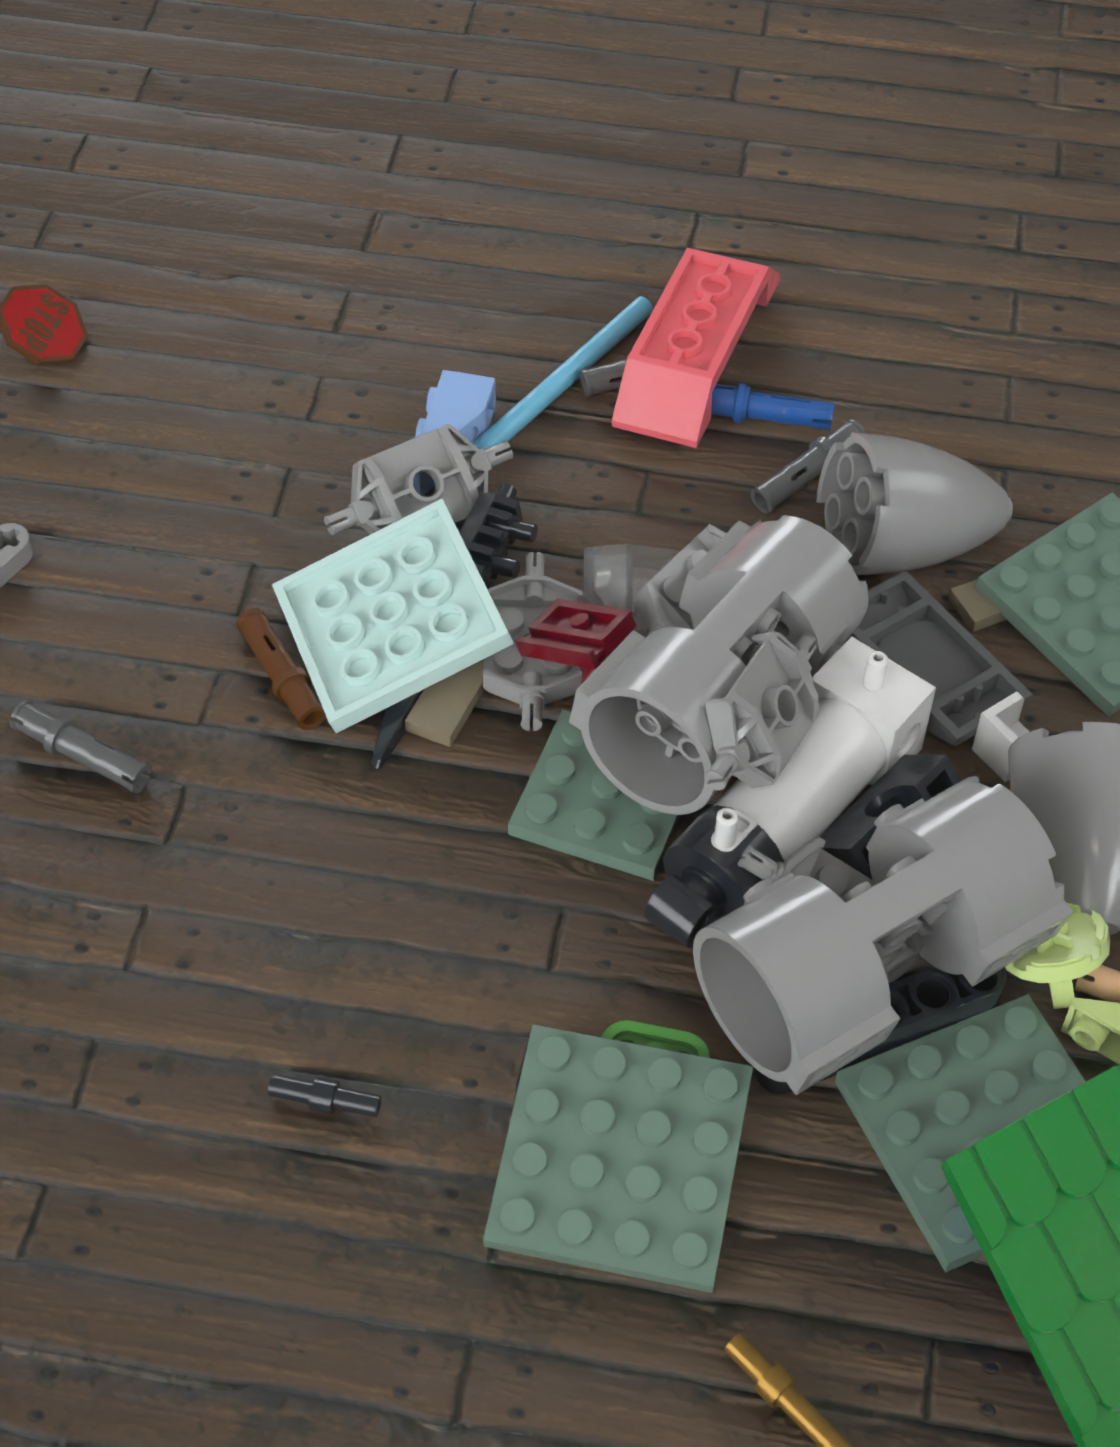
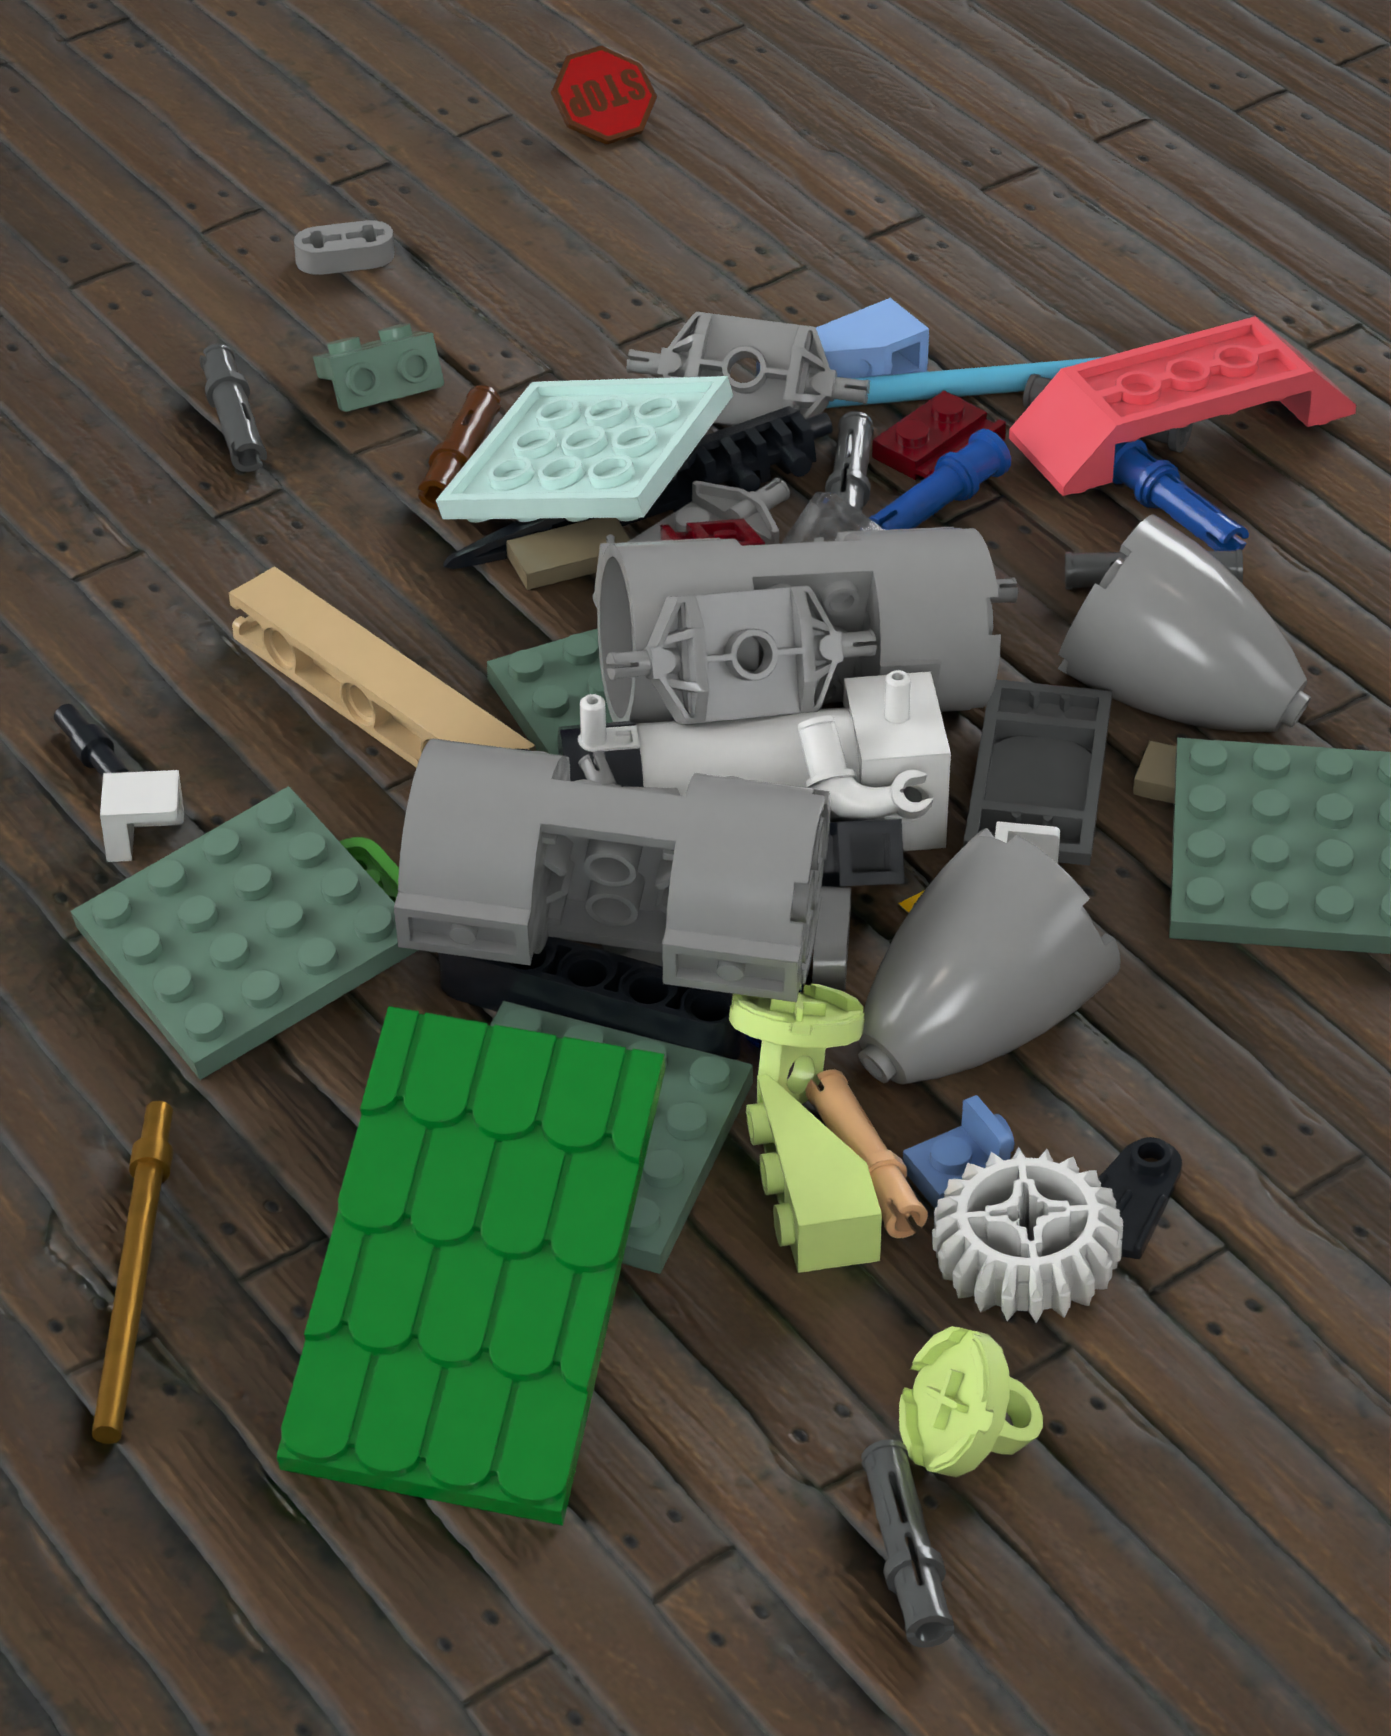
camera: 45 degrees right, 10 degrees down
(145, 641) = (381, 370): none -> sand green bracket
(435, 1121) = (137, 801): none -> white panel
(472, 898) = (358, 670): none -> tan piece
(567, 528) = (852, 460): none -> dark grey pin
(569, 455) = (929, 433): none -> dark red plate
(623, 478) = (954, 478): none -> blue pin
(887, 758) = (847, 797): none -> white piece

